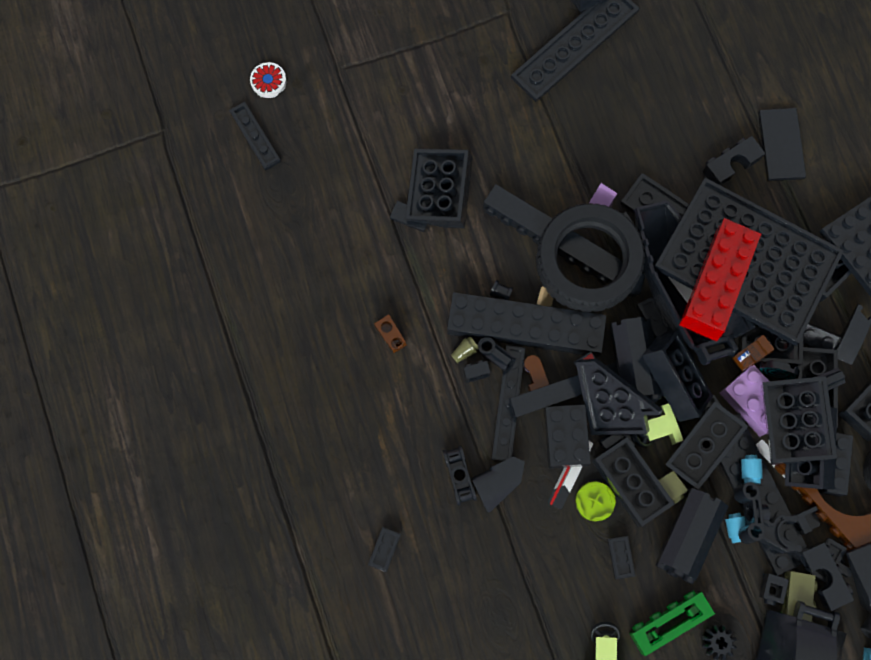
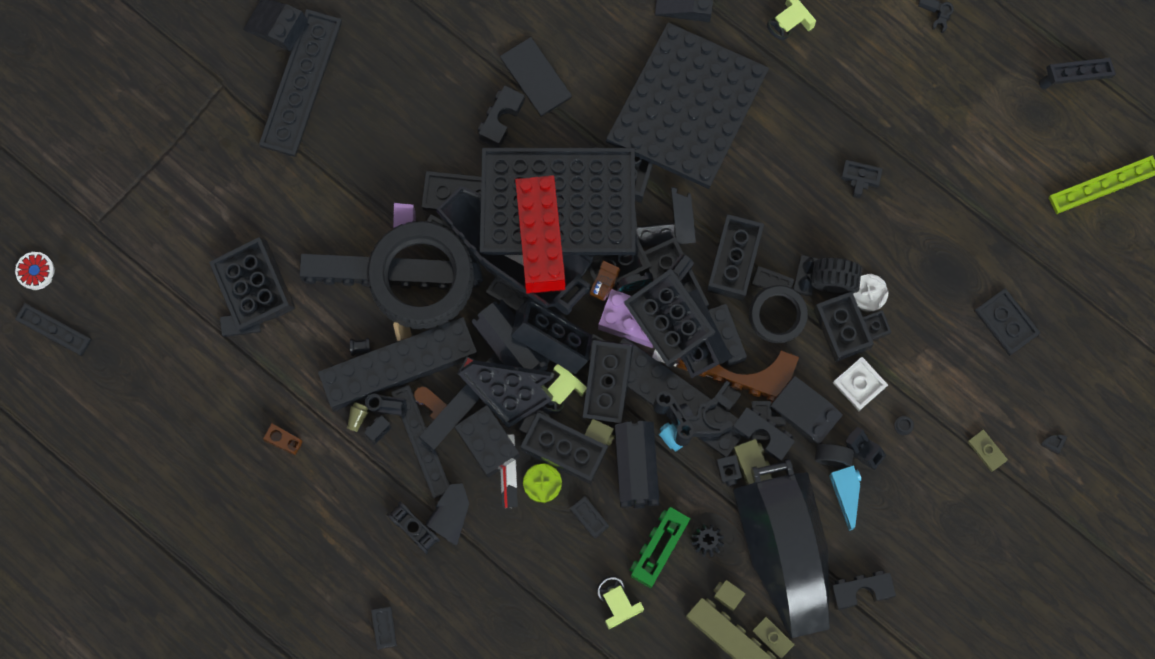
camera: 35 degrees left, 0 degrees up
(751, 469) = (657, 379): medium azure brick -> none

